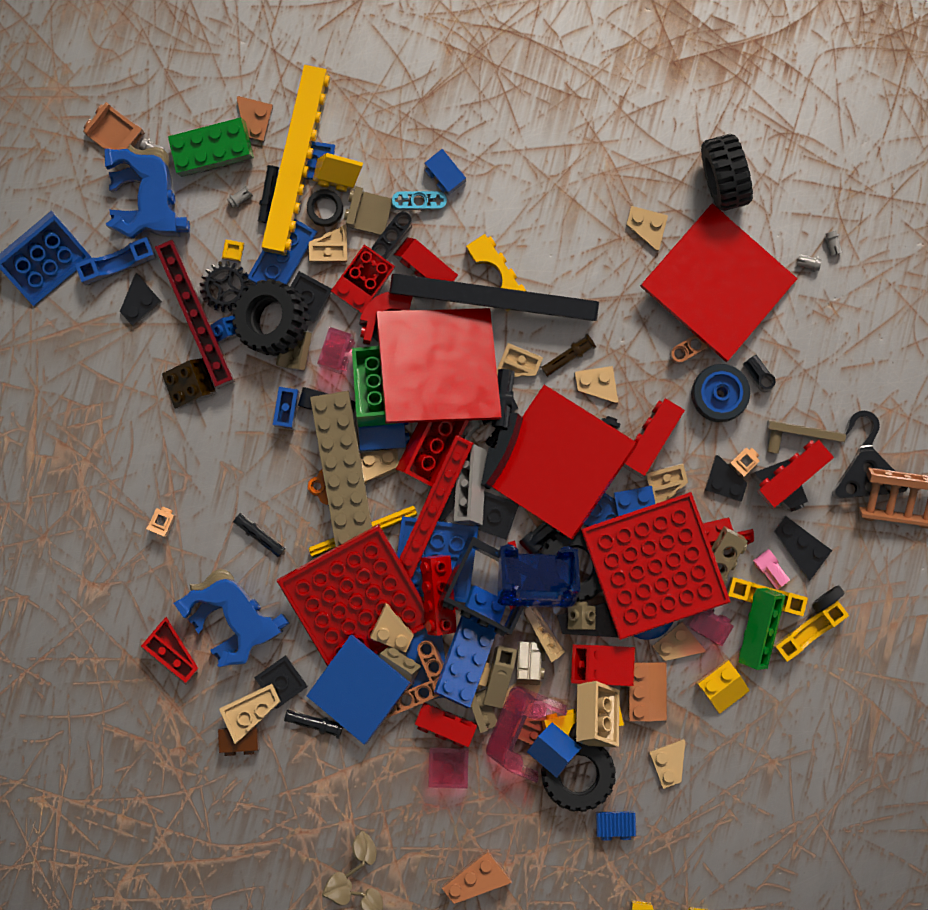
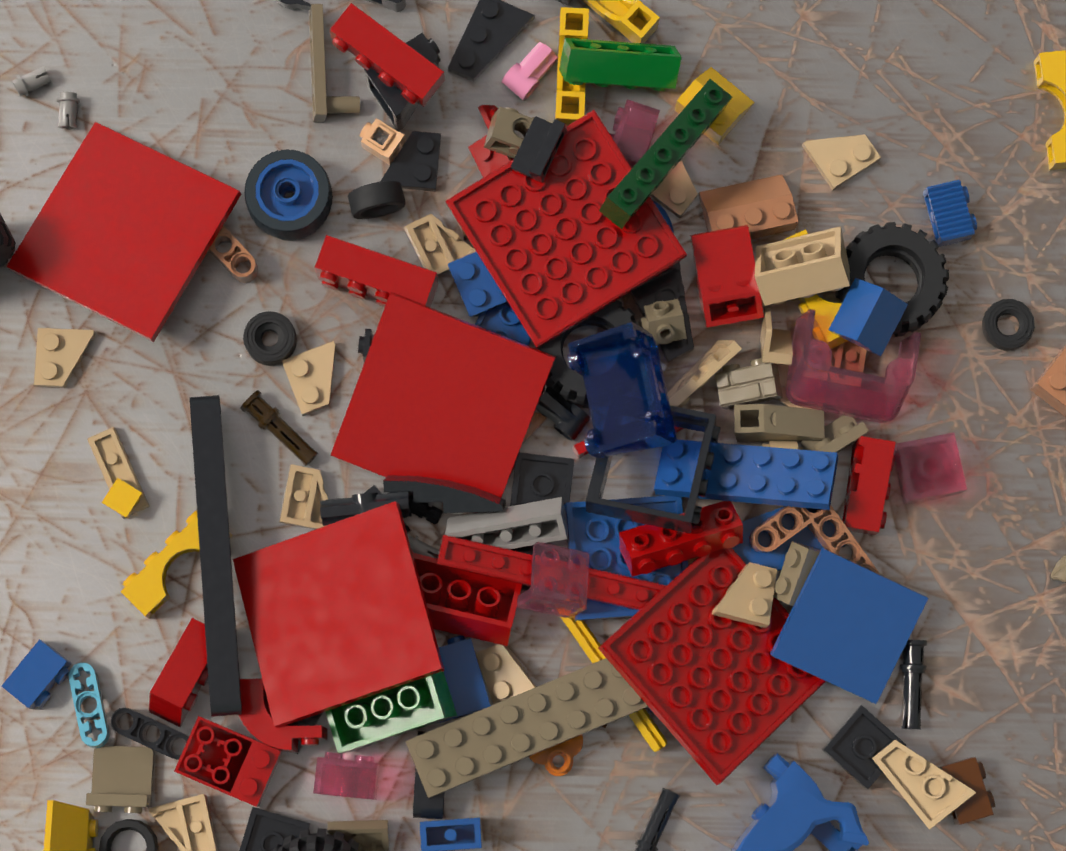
camera: 110 degrees left, 5 degrees down
(428, 508) = (557, 581): none -> clear pink bracket
(533, 833) = (1019, 311): none -> black tyre
(545, 247) = (122, 498): none -> yellow tile
(552, 687) = (775, 343): none -> tan panel
(563, 248) = (115, 462): none -> tan tile
(631, 351) = (266, 322): none -> black tyre
(689, 641) = (665, 154): none -> dark green brick
(704, 449) = (376, 199): none -> black tyre
(711, 559) = (539, 148): none -> black panel
(758, 372) = (245, 148): black piece -> none

